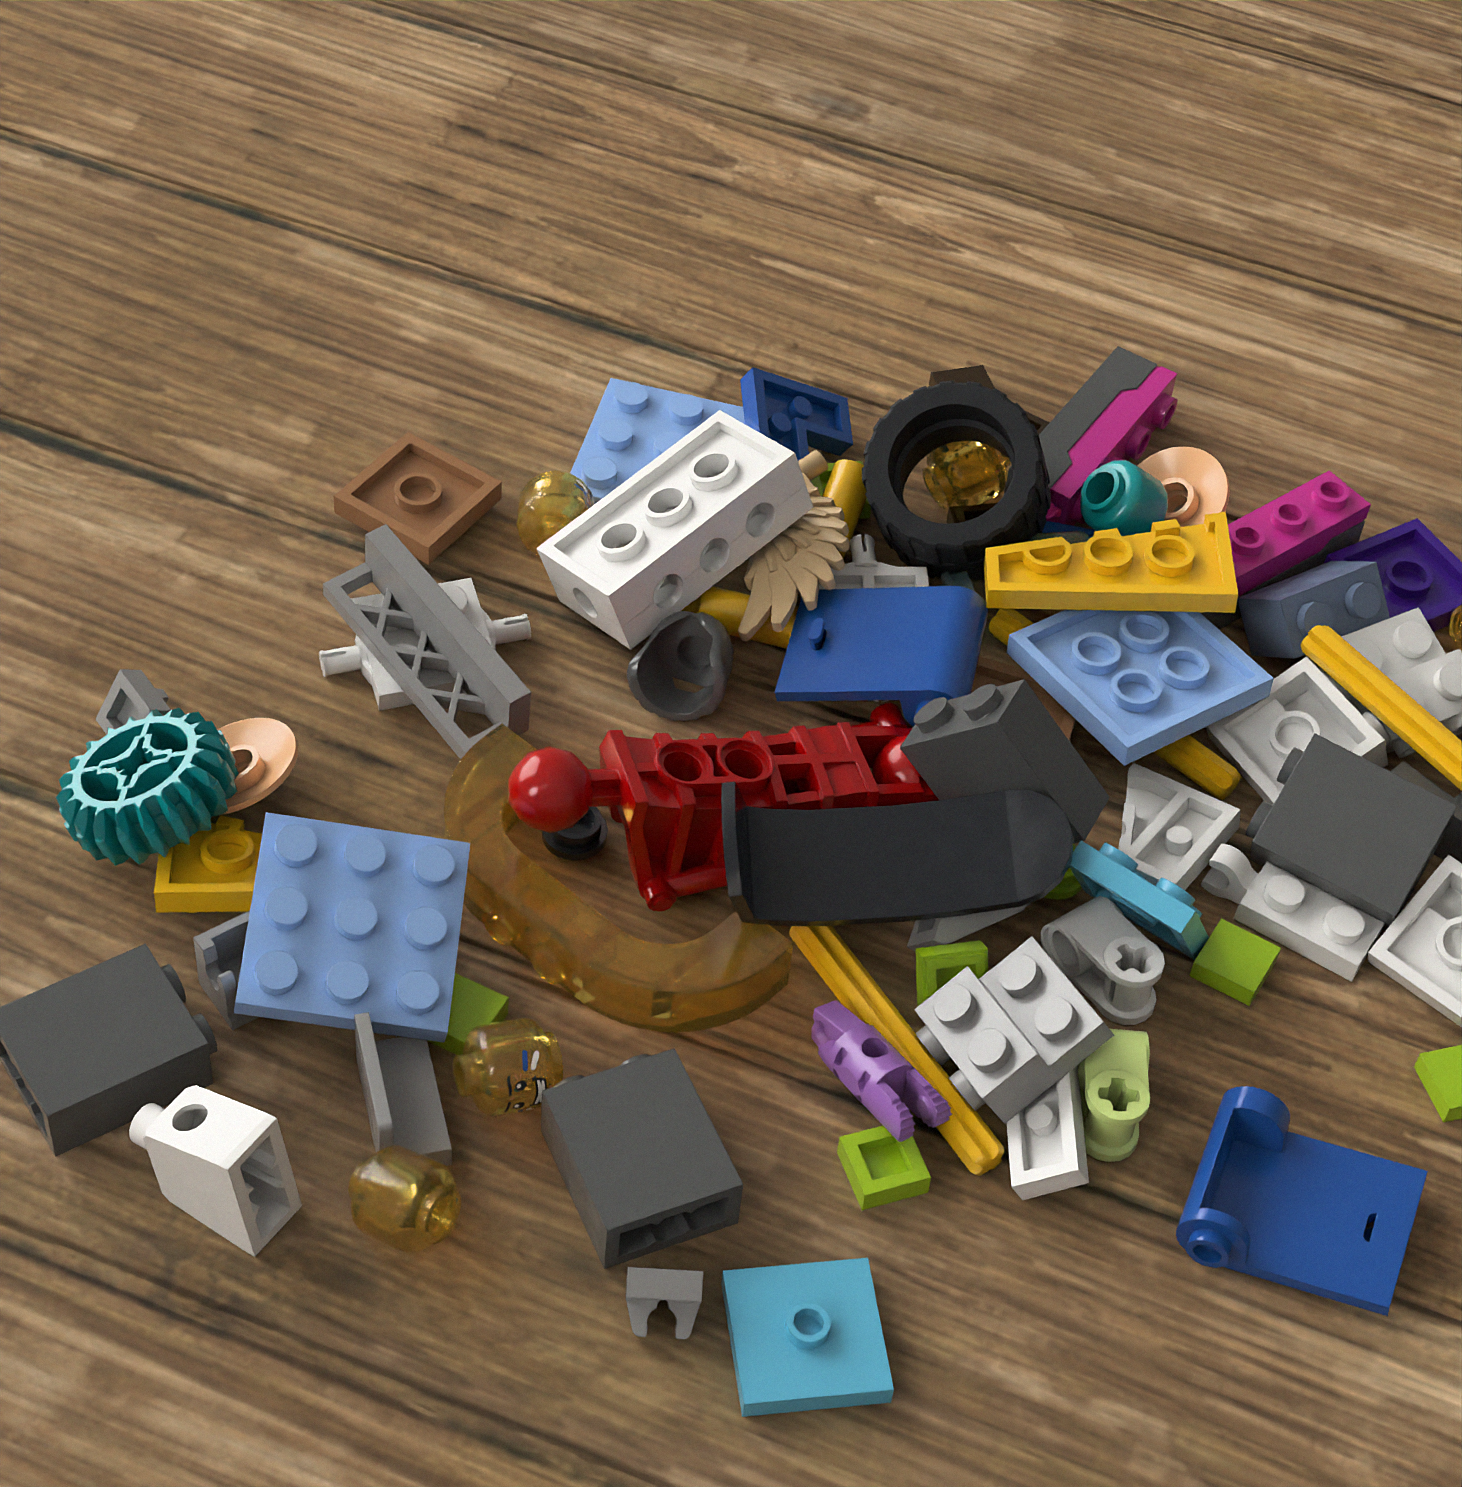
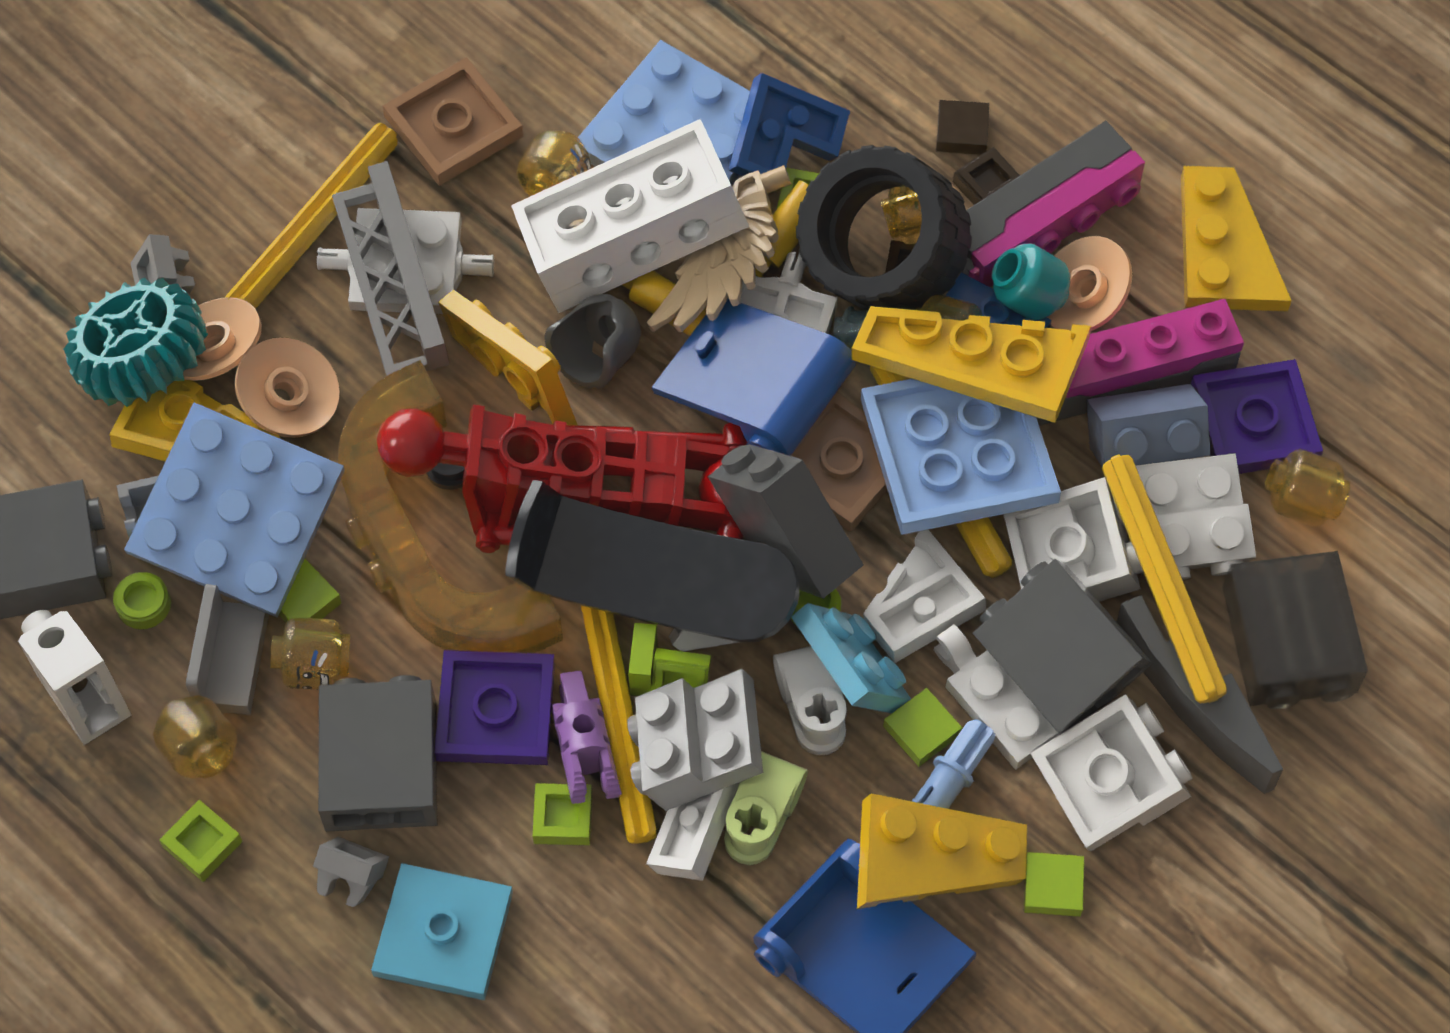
camera: 25 degrees right, 15 degrees up
(263, 1071) = (142, 600): none -> lime tile
(299, 621) = (313, 217): none -> yellow axle
(349, 787) = (299, 372): none -> light nougat dish
(457, 1321) = (200, 840): none -> lime tile
(598, 695) = (505, 349): none -> yellow wing
(756, 1066) = (495, 707): none -> dark purple plate
(899, 968) = (642, 658): none -> lime tile
(1278, 438) = (1225, 245): none -> yellow wing
(1295, 996) = (956, 766): none -> light blue axle
(1328, 1074) = (933, 850): none -> yellow wing

